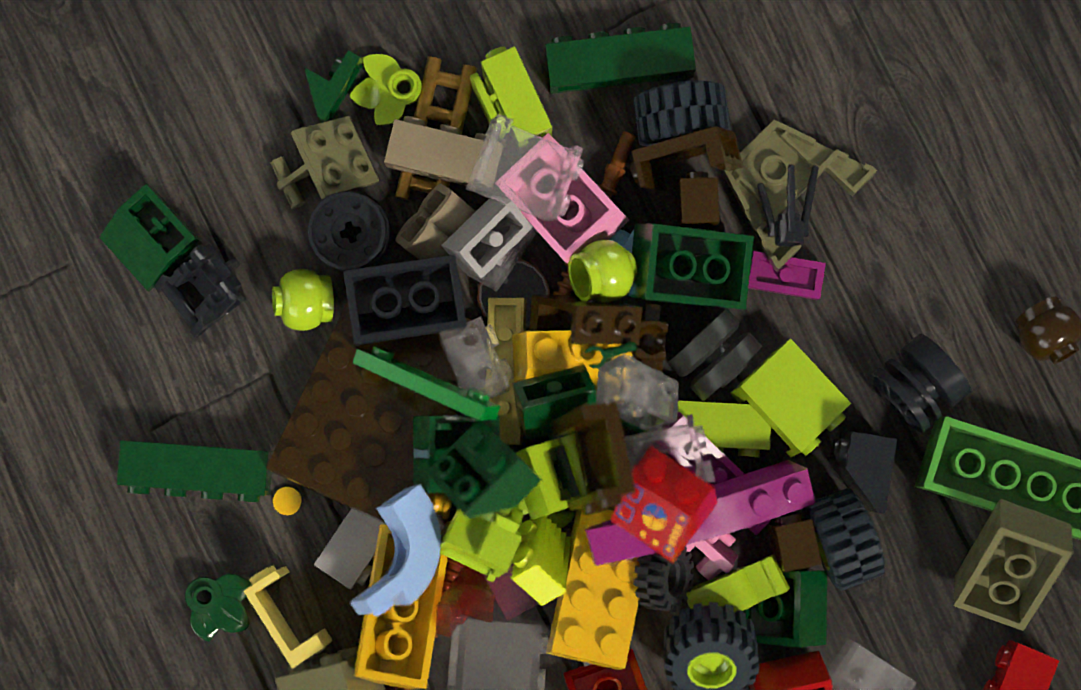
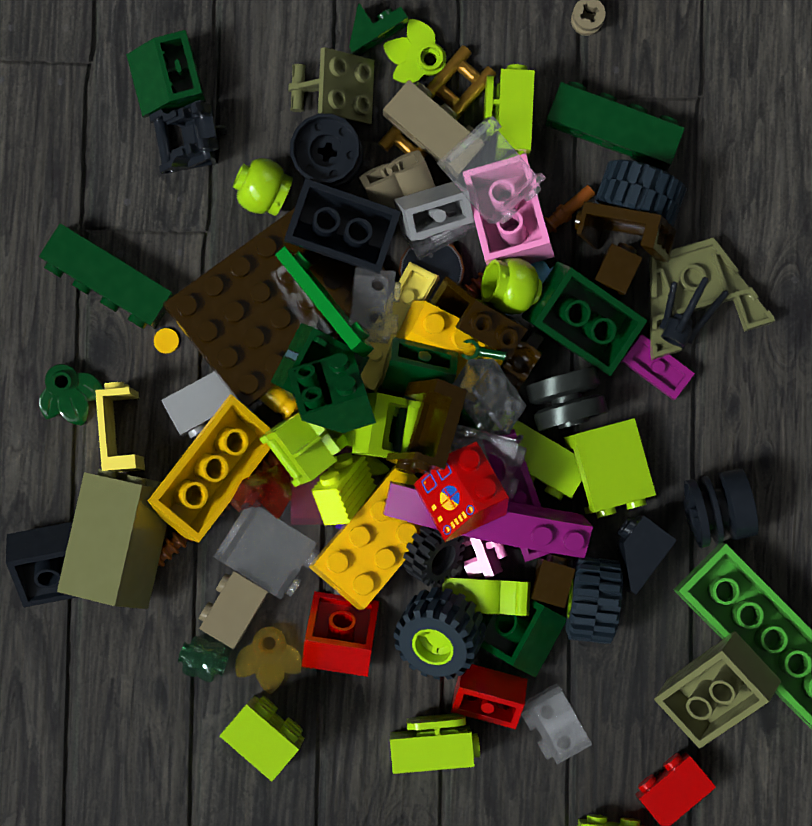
camera: 30 degrees right, 0 degrees up
(416, 552) = (251, 423): light blue arch -> none

